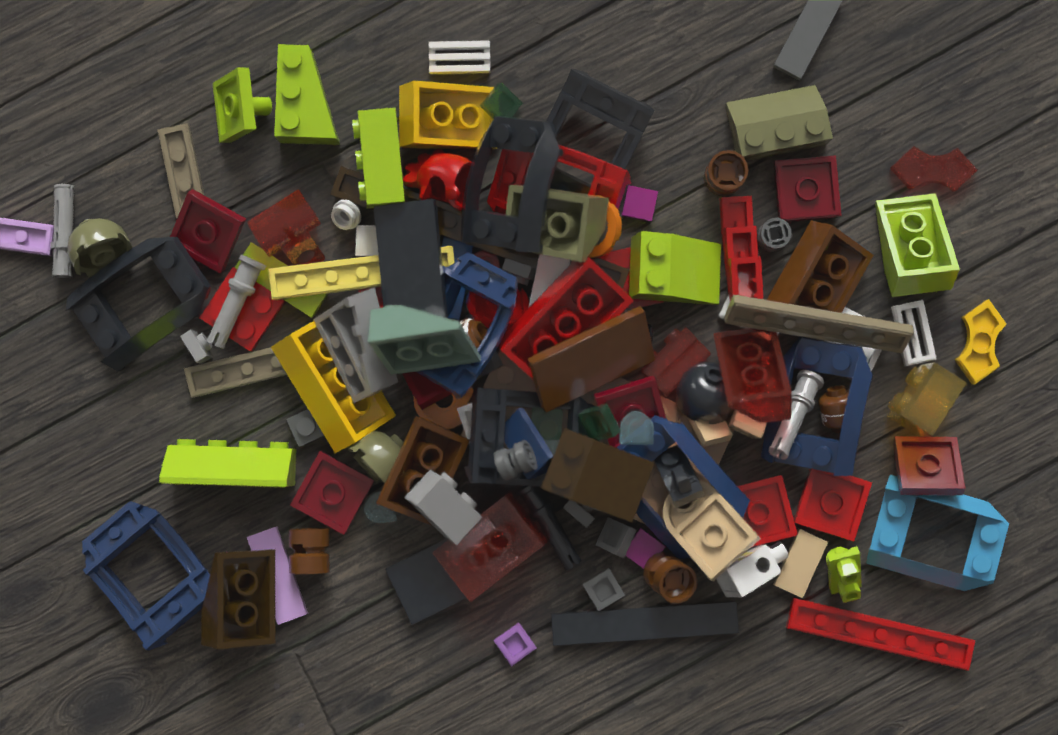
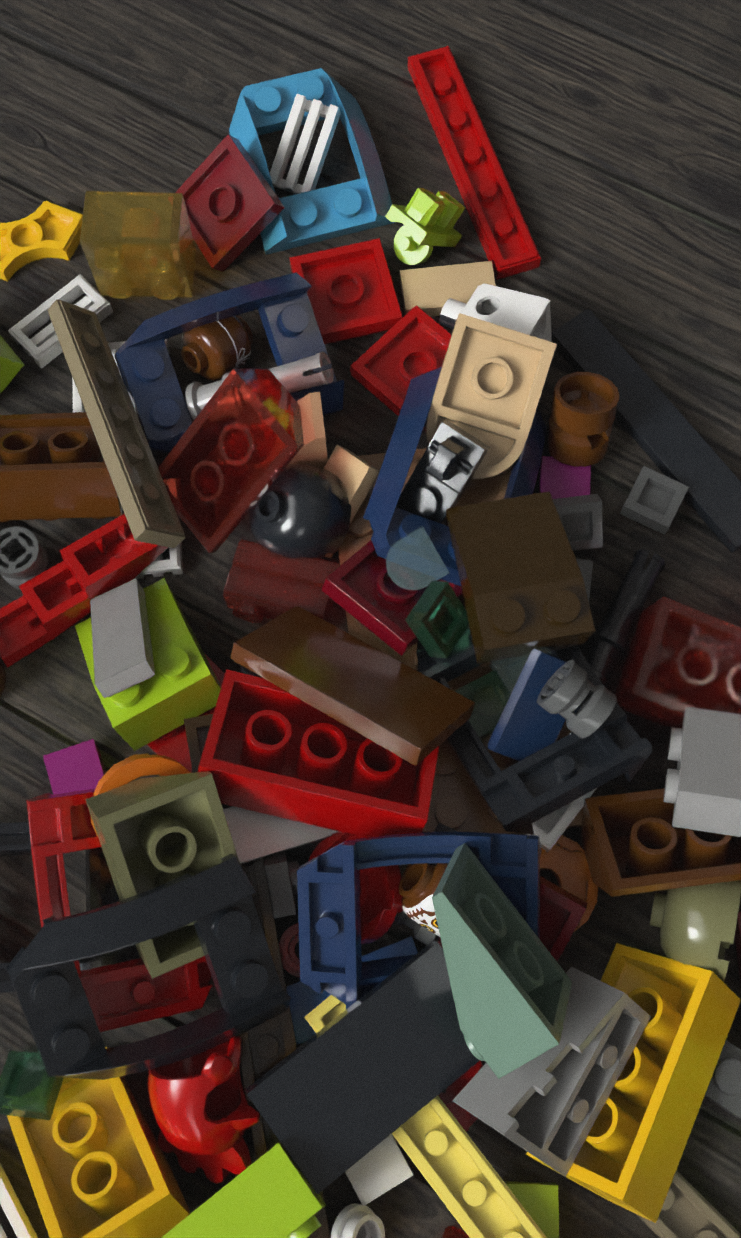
camera: 120 degrees left, 15 degrees down
(689, 261) = (121, 639): none -> light grey tile
(927, 516) = (315, 109): none -> white tile

